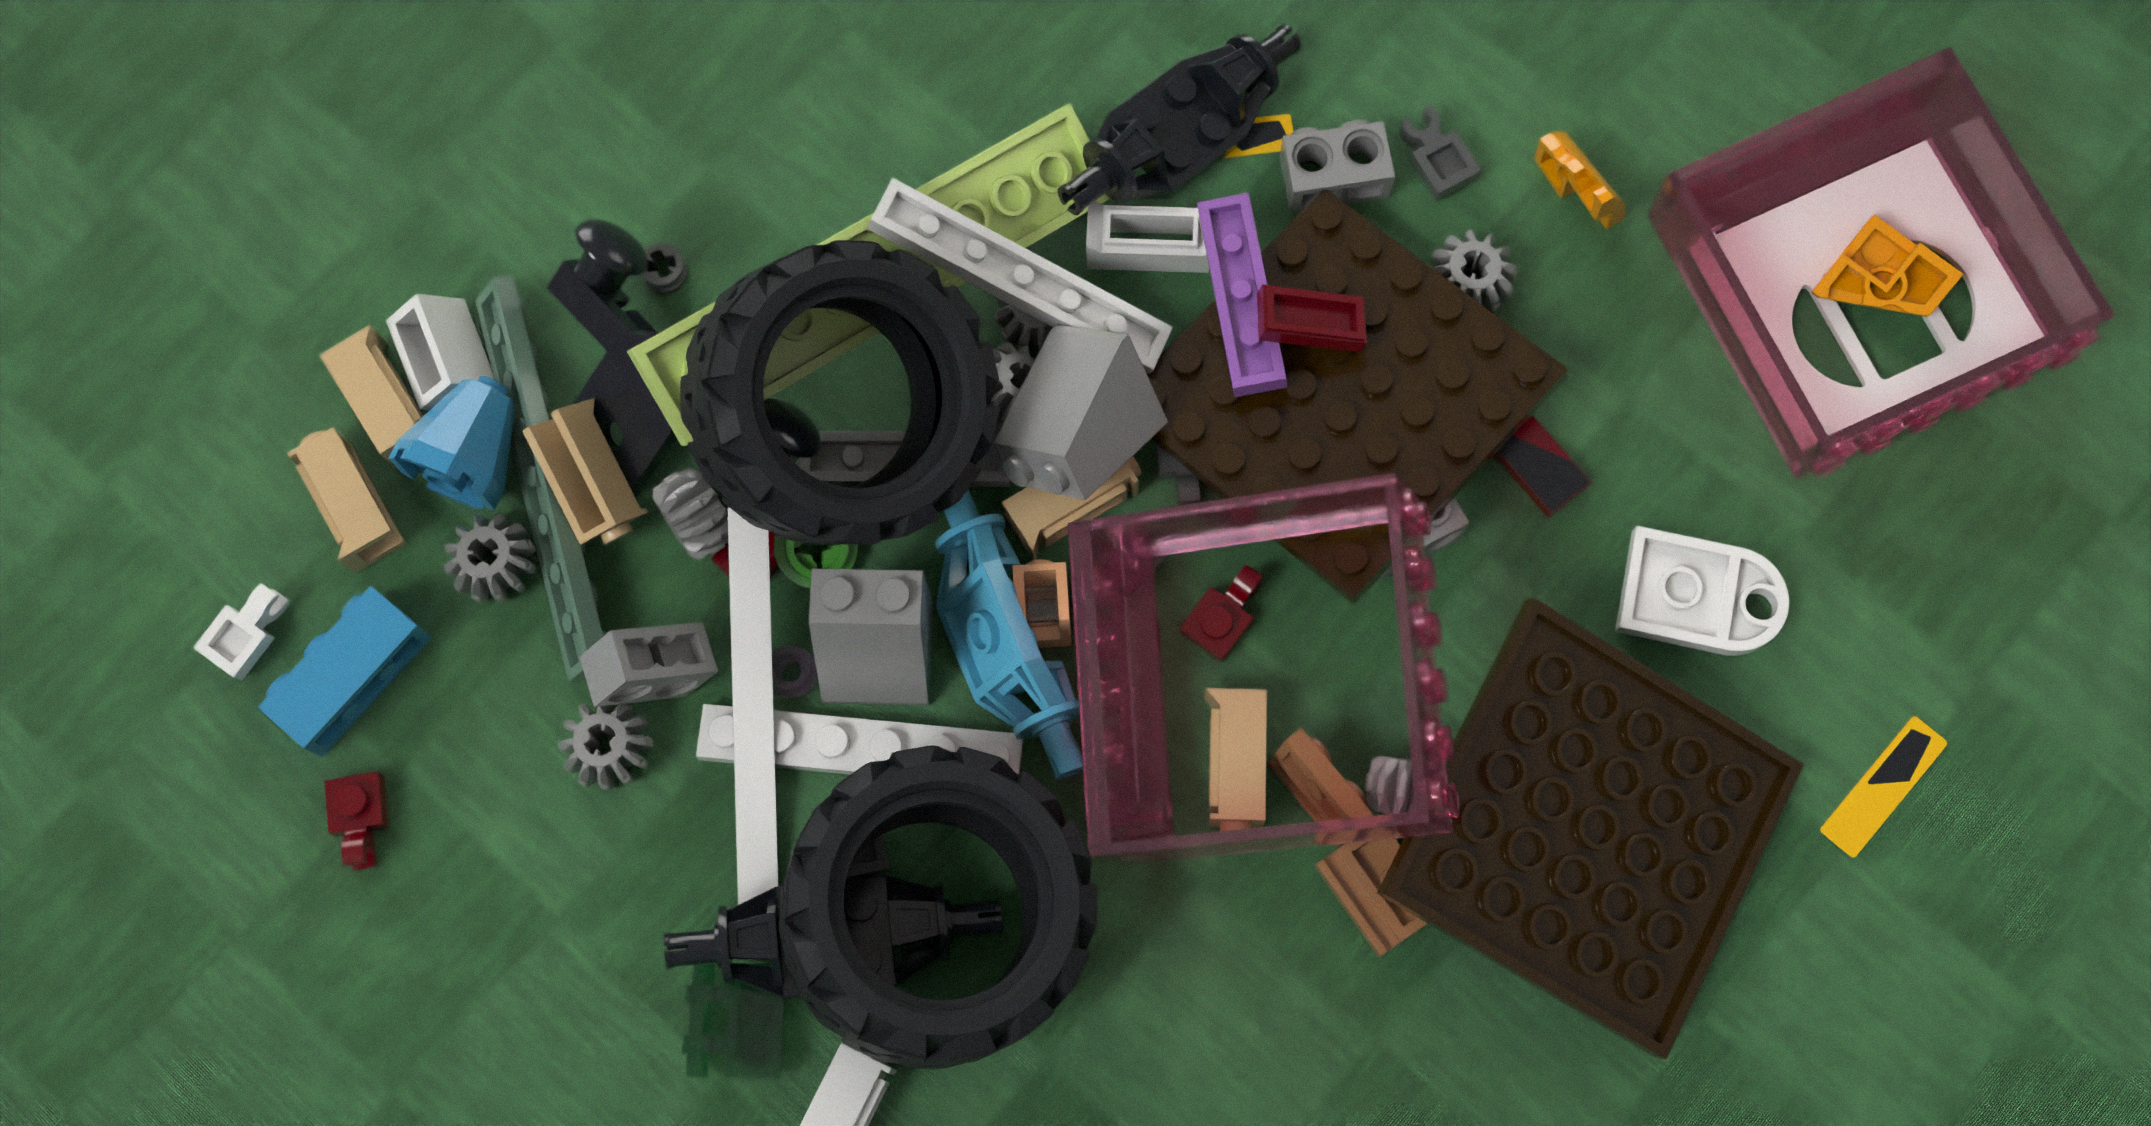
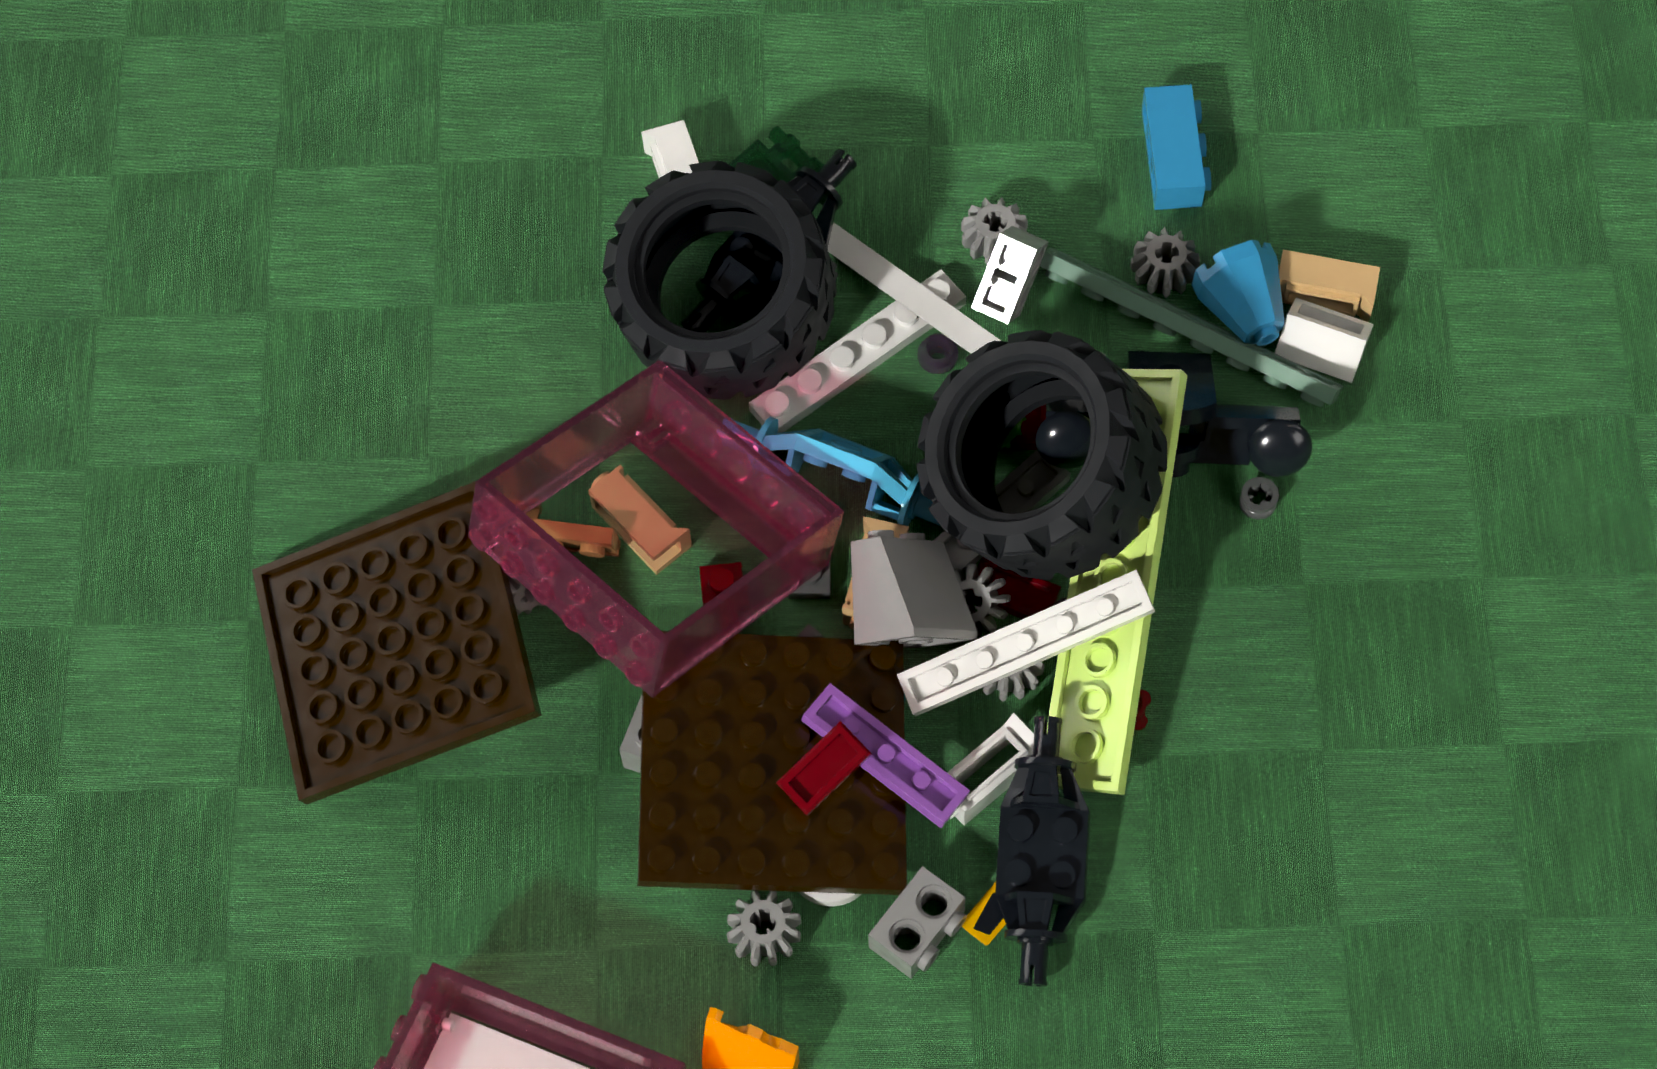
camera: 135 degrees right, 10 degrees down
(238, 638) = (1251, 114): white plate -> none
(346, 499) = (1281, 223): tan window -> none
(354, 810) = (1088, 99): dark red plate -> none
(584, 474) = (1160, 337): tan window -> none
(871, 636) = (901, 397): light grey slope -> none
(1044, 600) = (843, 495): light nougat window -> none
(1440, 160) = (853, 992): dark grey plate -> none
(1542, 468) = (606, 849): black tile -> none
(1697, 592) = (447, 849): white plate -> none
(1883, 786) = (240, 842): yellow sticker -> none

